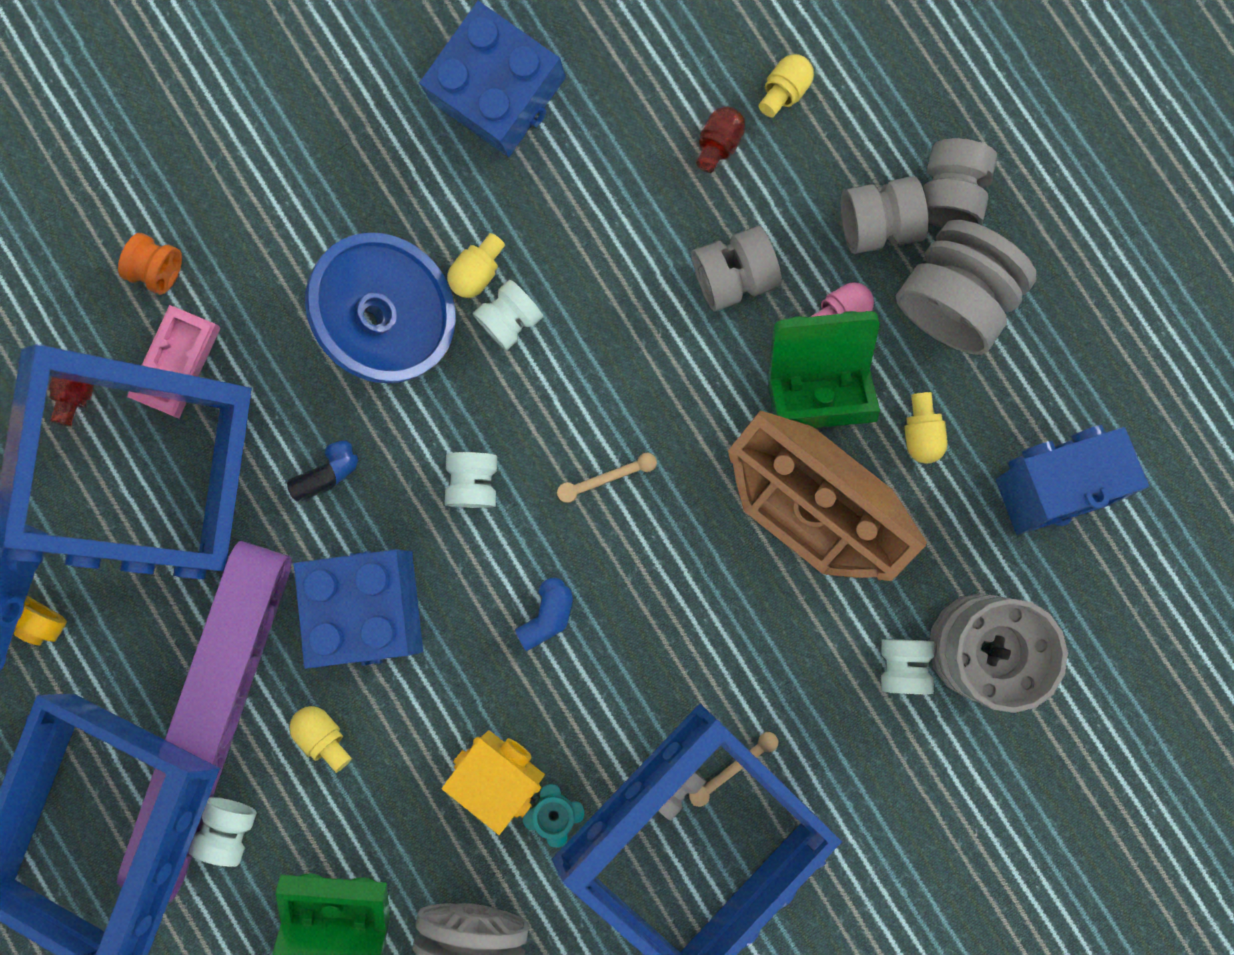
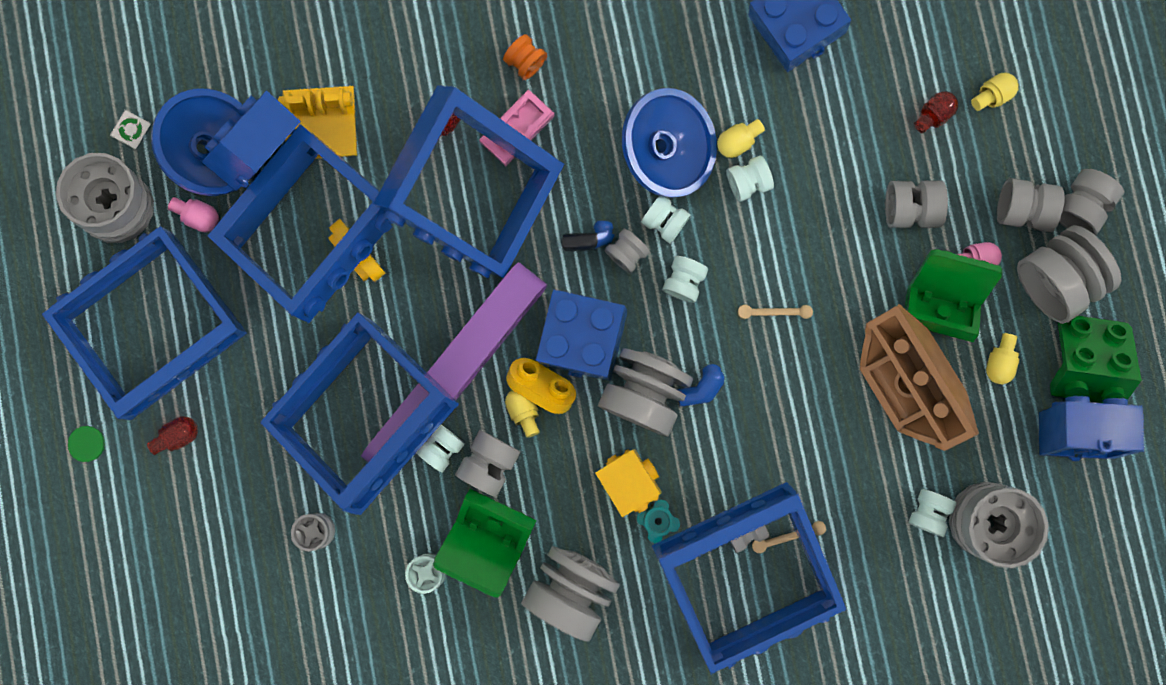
camera: 30 degrees right, 0 degrees up
(298, 811) = (487, 464): none -> light grey wheel
(328, 695) = (541, 385): none -> yellow plate
(380, 471) = (627, 250): none -> light grey wheel
(415, 409) = (658, 215): none -> light aqua wheel
(468, 655) = (645, 391): none -> light grey wheel
(1044, 385) = (1097, 360): none -> green bracket

